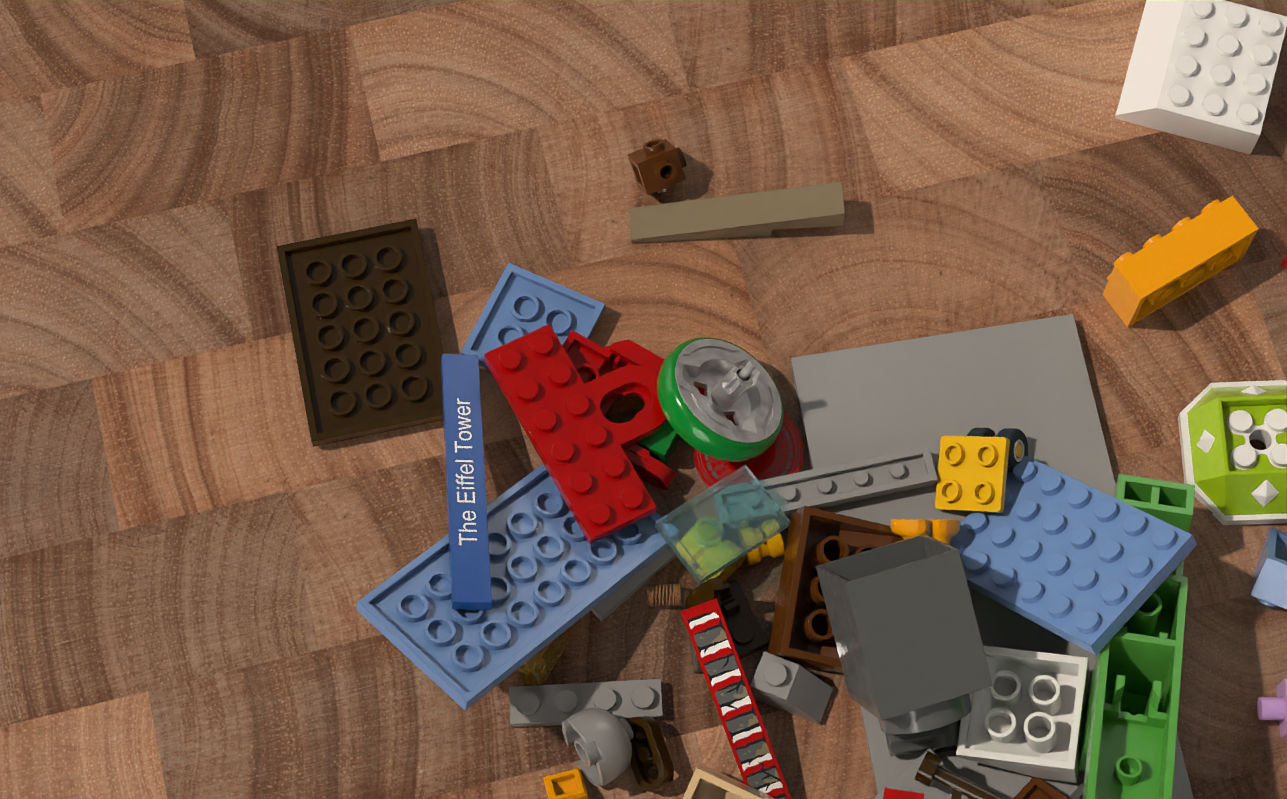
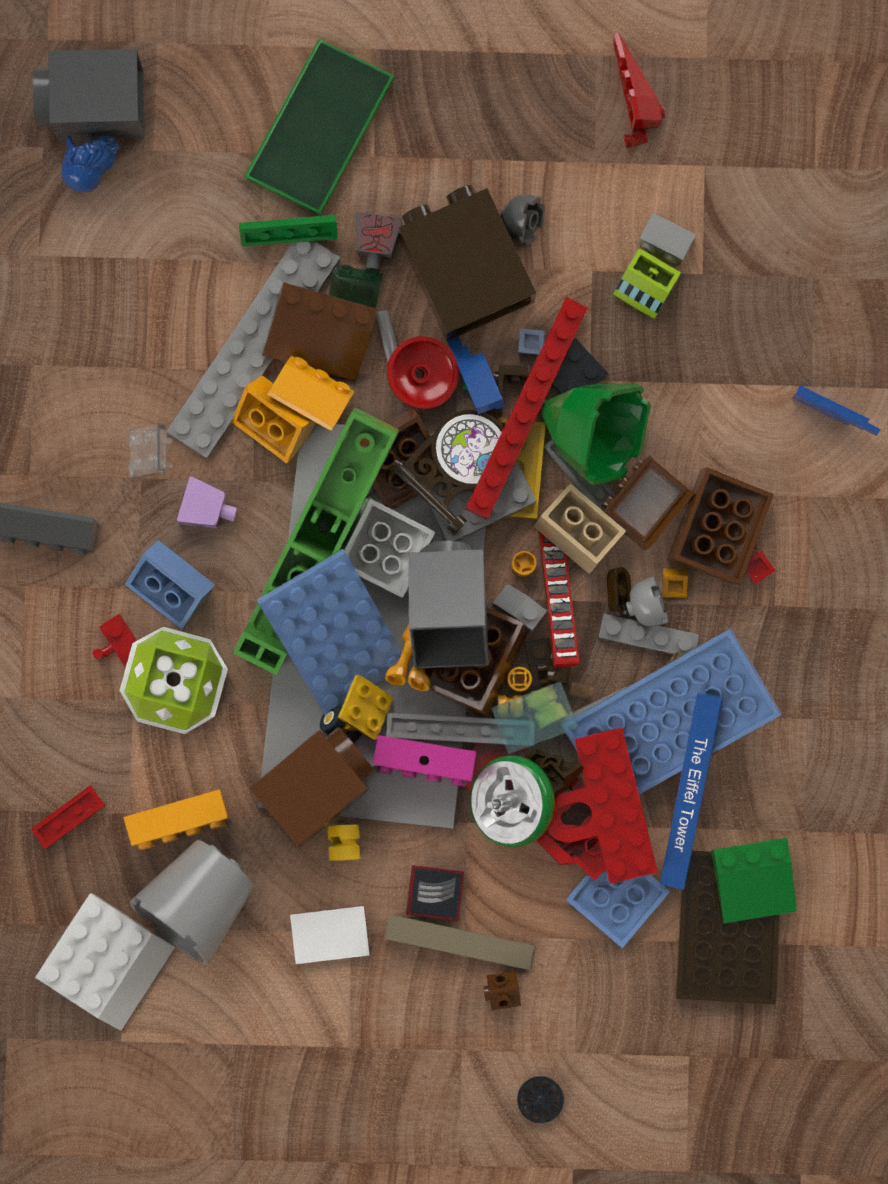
camera: 170 degrees left, 15 degrees up
(345, 396) = (754, 880): none -> green slope
(567, 56) = (540, 1099): none -> black wheel
(674, 459) = (557, 770): none -> dark brown slope
(758, 591) = (519, 679): none -> light orange wheel
(789, 269) = (435, 893): none -> slope
(806, 747) = (523, 564): none -> light orange wheel
(864, 422) = (405, 756): none -> dark pink brick
(914, 182) = (329, 935): none -> white tile
(937, 296) = (343, 842): none -> yellow wheel
(1010, 337) = (314, 784): none -> reddish brown container
(1119, 150) = (195, 900): none -> light grey cone

